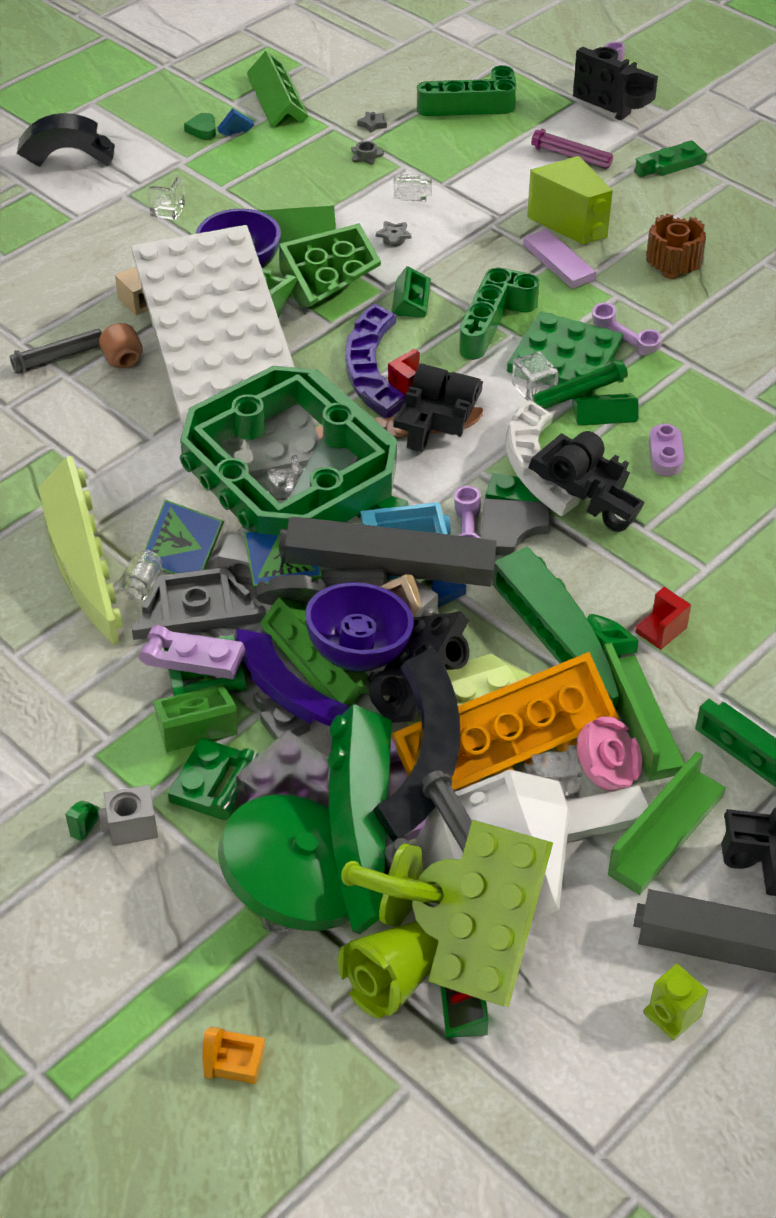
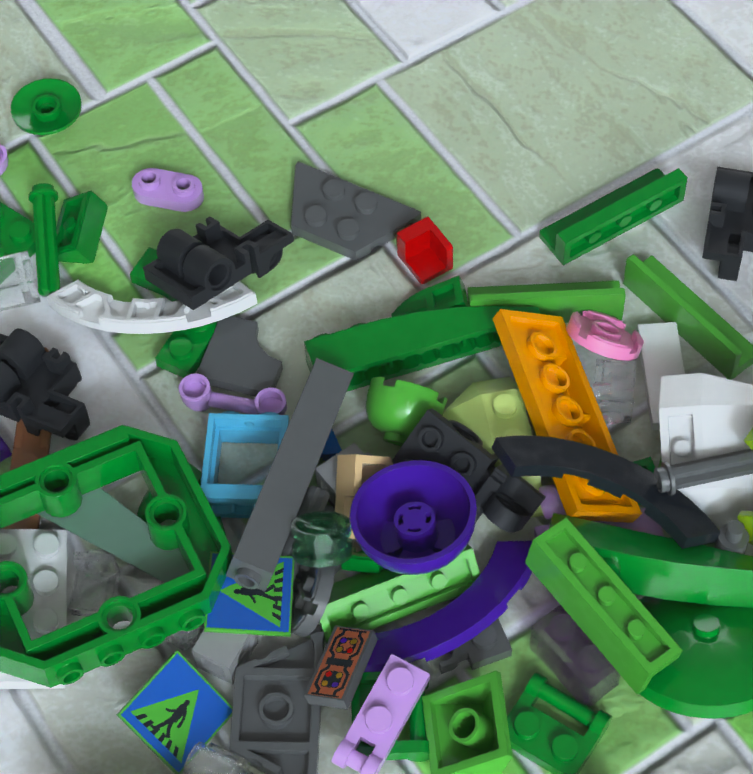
camera: 75 degrees left, 10 degrees up
(232, 622) = (341, 667): none -> tile
(297, 750) = (601, 604): none -> bright green panel
(325, 568) = (321, 537): none -> clear green wheel
(488, 626) = (399, 407): none -> bright green cylinder
(687, 561) = (344, 214): none -> dark grey wing
(714, 358) = (46, 106): none -> green dish

